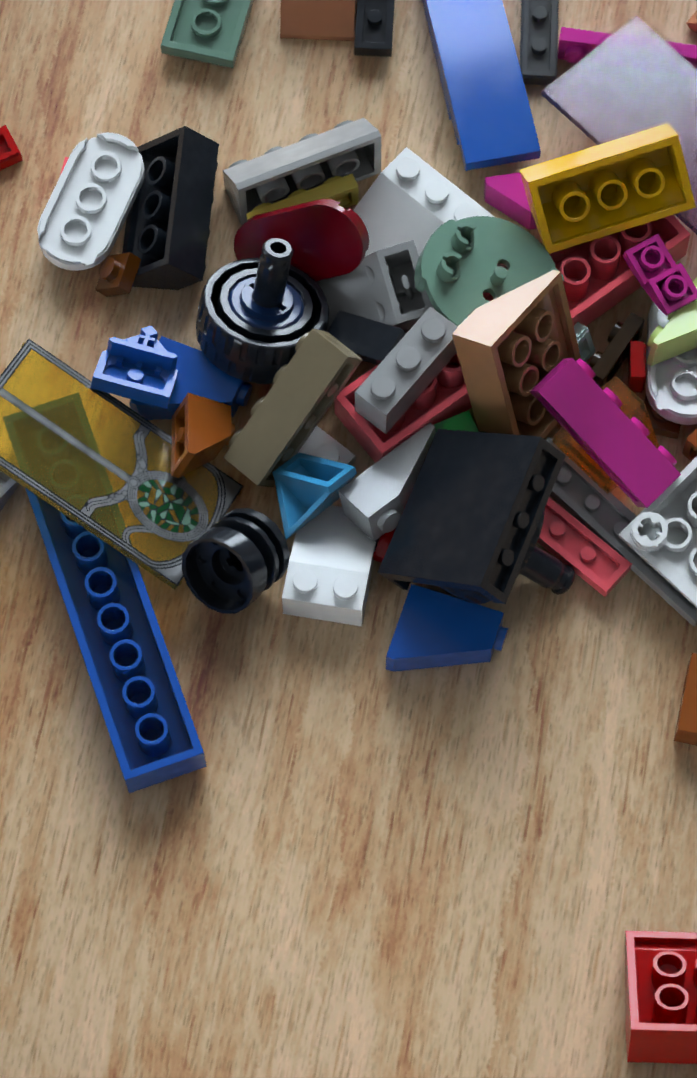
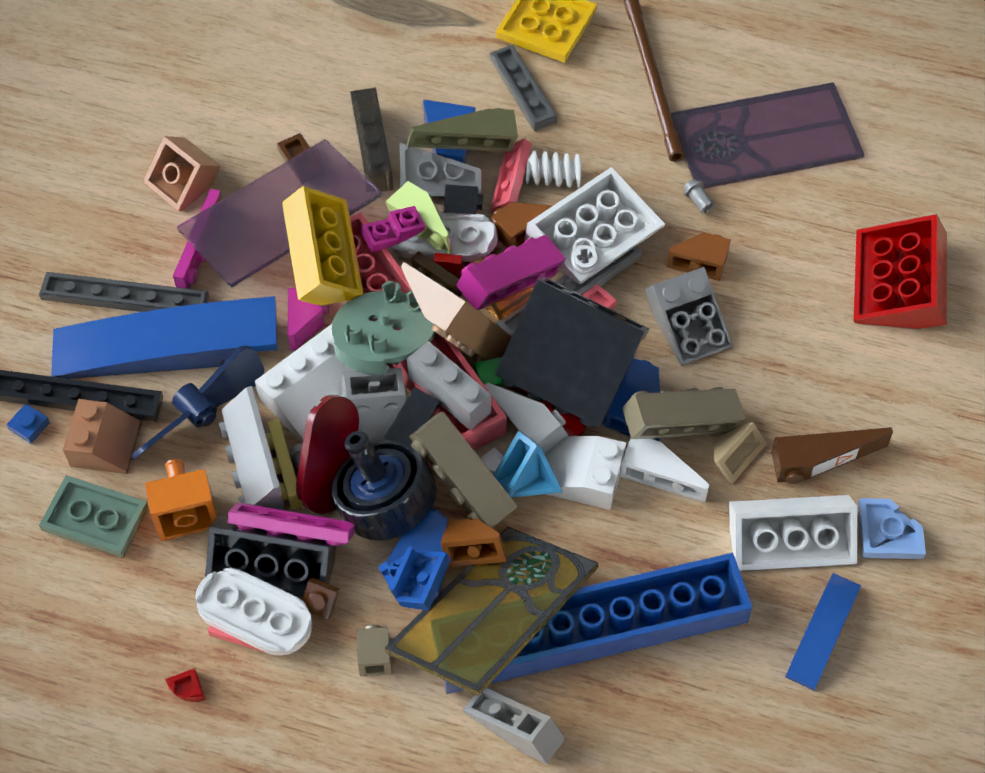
camera: 85 degrees left, 10 degrees down
(57, 338) = (371, 651): none -> dark tan brick
(127, 890) = (823, 631): none -> blue slope
(199, 216) = (280, 522): none -> dark pink plate
(226, 95) = (181, 502): none -> orange brick
(235, 560) = (581, 521): black wheel -> none
(262, 844) = (794, 532): none -> white slope
(276, 975) = (888, 532): none -> light blue plate
(345, 663) = (657, 466): none -> white slope
(376, 92) = (226, 383): none -> dark blue piece
(382, 867) = (812, 454): none -> reddish brown slope
(383, 768) = (737, 450): none -> tan slope
(415, 683) = (683, 413): none -> dark tan brick
(596, 693) = (689, 316): none -> light grey slope

